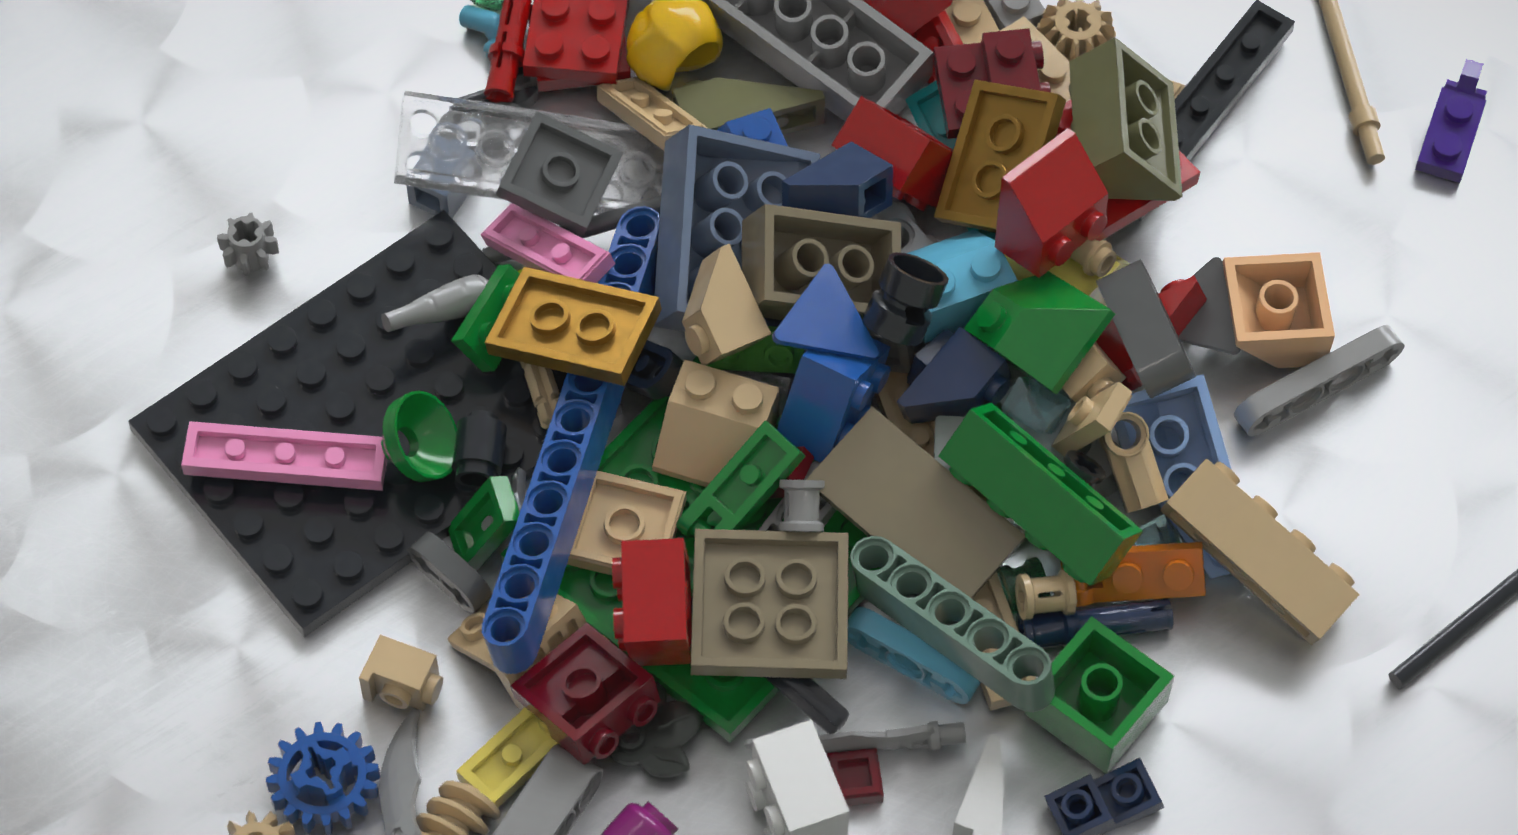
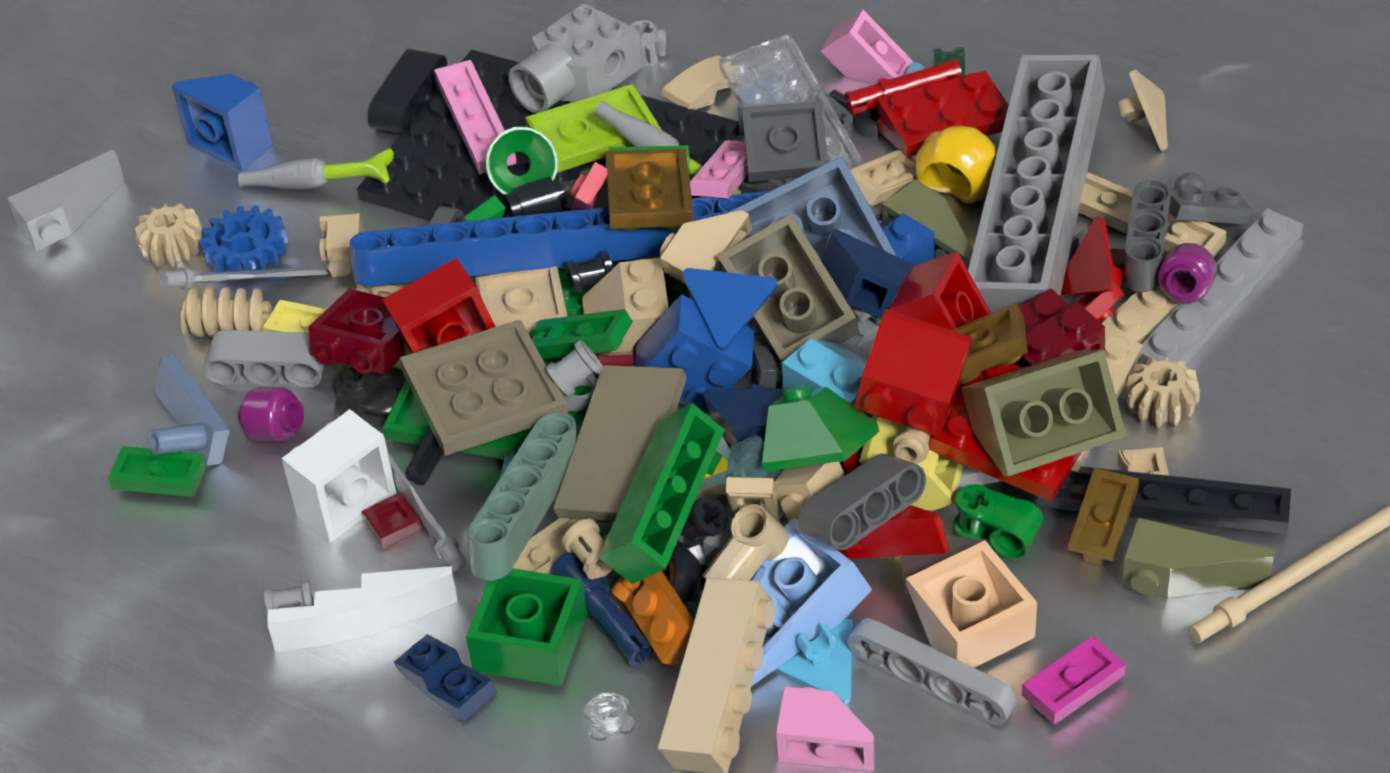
camera: 70 degrees right, 15 degrees down
(105, 724) = (224, 118): none -> blue slope
(163, 514) = (405, 91): none -> black beam
(254, 660) = (315, 172): none -> light grey piece
(266, 316) = (576, 59): none -> light grey brick
(352, 216) = (697, 84): none -> tan slope
(364, 361) = (581, 134): none -> lime tile
(415, 45) = (864, 50): none -> bright pink slope
(529, 386) = (589, 187): none -> coral plate
(631, 442) = (588, 272): none -> black bush
(903, 304) = (773, 332): black wheel -> none
(1170, 242) = (1001, 519): none -> green piece
(1222, 153) = (1103, 516): none -> pearl gold plate
(1231, 660) = (606, 706): none -> clear plate
(1257, 463) = (824, 661): none -> medium azure piece
(1287, 131) = (1187, 562): none -> olive slope
(1344, 499) = (822, 731): none -> bright pink slope
(1383, 274) = (1073, 679): none -> dark pink plate
(1453, 125) = (1279, 679): dark purple hinge -> none

